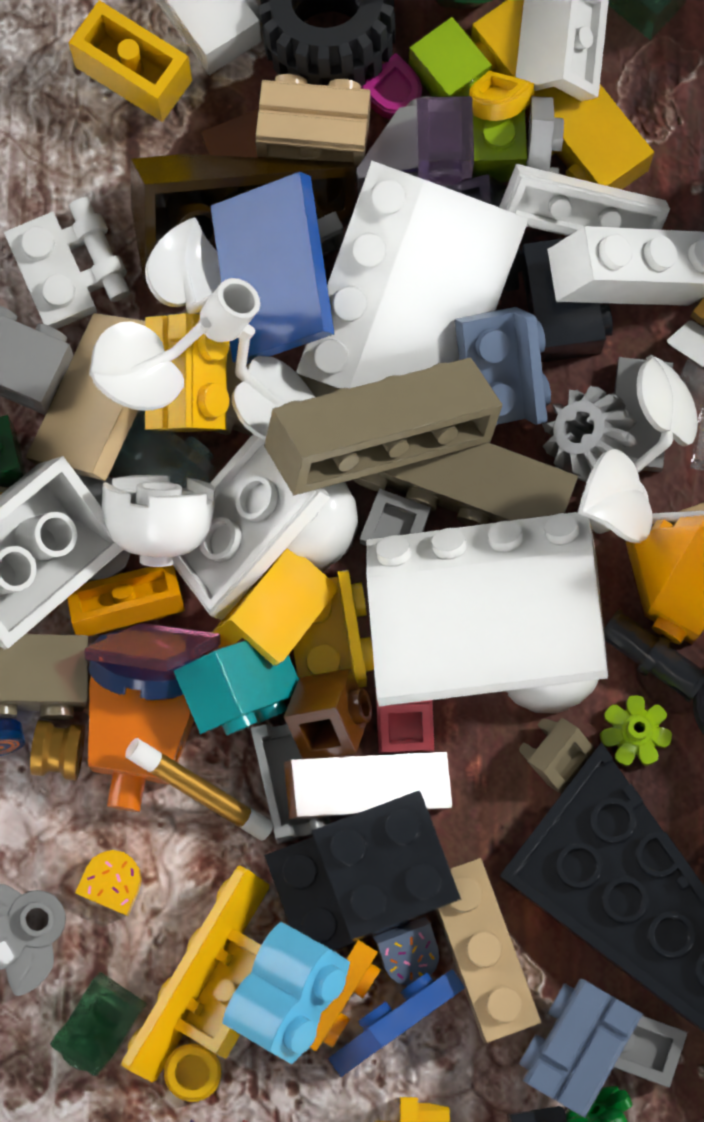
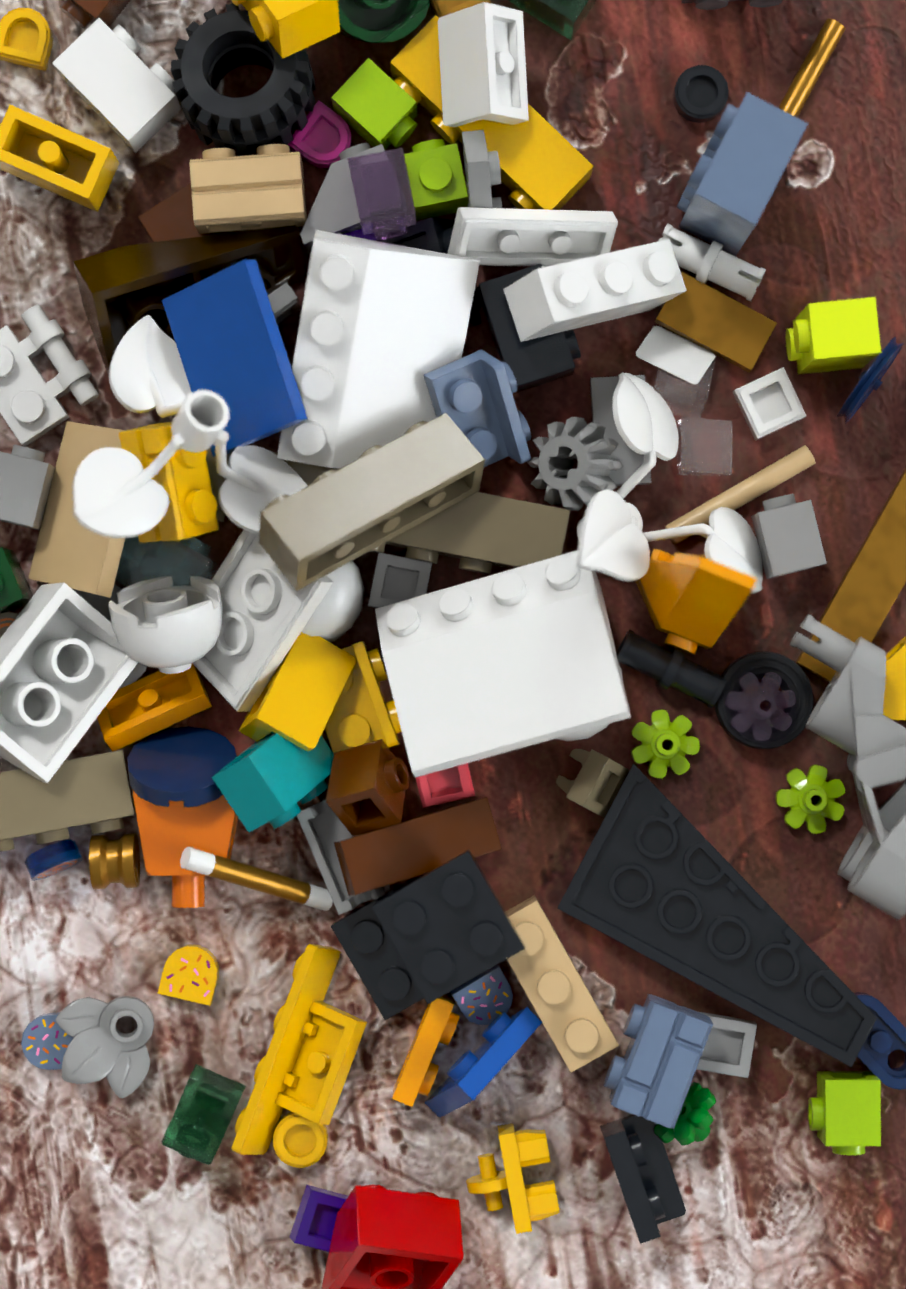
camera: 15 degrees left, 10 degrees up
(152, 647) = (187, 754): clear pink piece -> none
(286, 993) = (375, 1059): medium azure brick -> none
(500, 96) = (430, 137): yellow tile -> none

